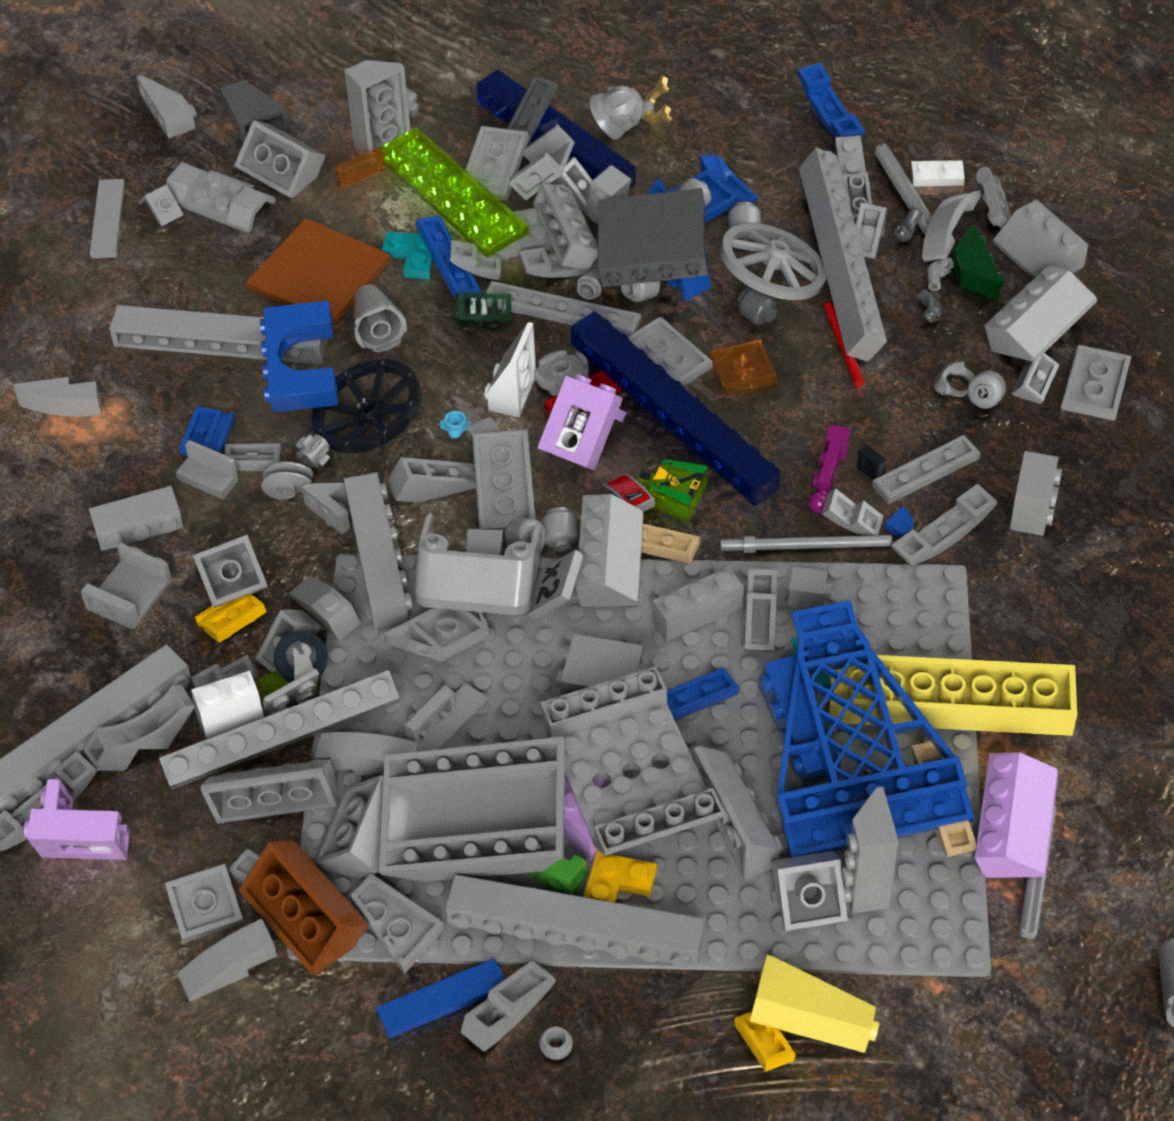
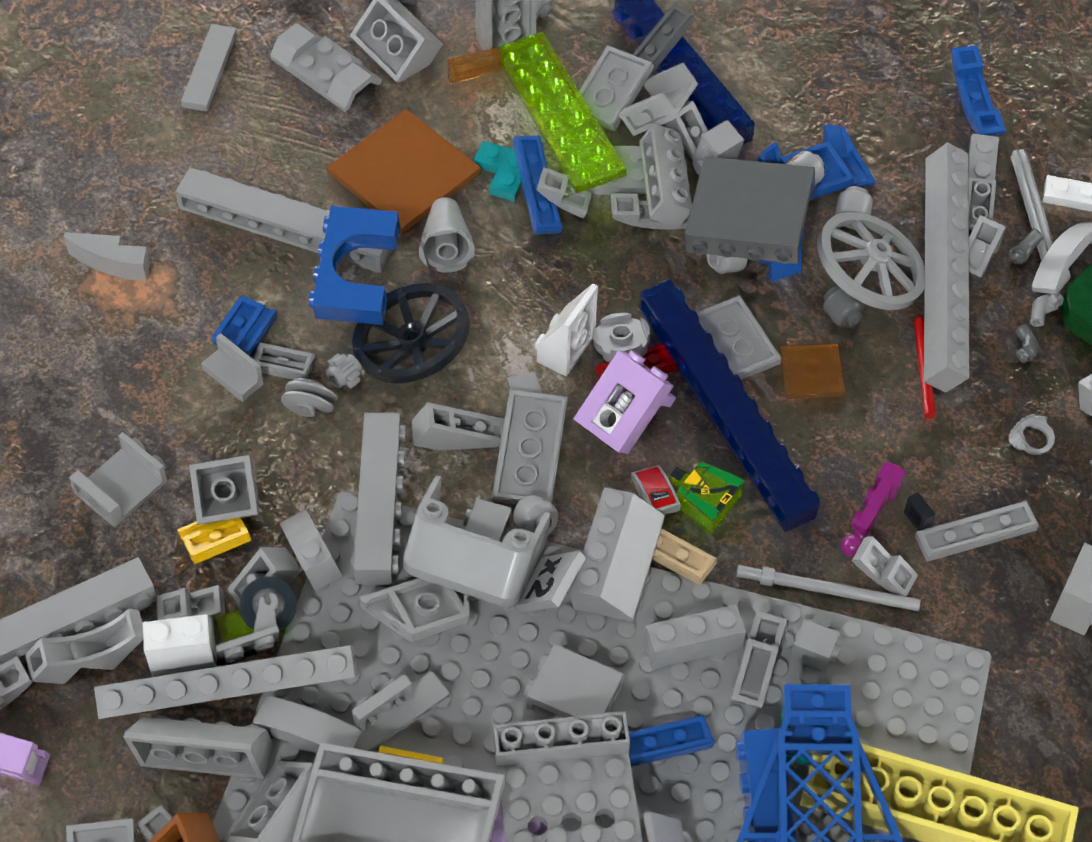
camera: 10 degrees right, 5 degrees up
(136, 518) = (148, 406): light grey brick -> none
(162, 205) = (266, 65): light grey bracket -> none
(328, 502) = (345, 431): light grey slope -> none
(454, 423) = (497, 364): medium azure plate -> none
(483, 297) = (536, 241): clear green slope -> none
(560, 528) = (574, 515): light grey head -> none
(561, 308) = (638, 263): light grey tile -> none
(590, 284) = (674, 244): light grey cone -> none
(623, 108) = (758, 53): light grey helmet -> none
(900, 523) = (934, 589): blue tile -> none
(947, 529) = (980, 606): light grey slope -> none
(995, 389) = (1063, 455): light grey head -> none

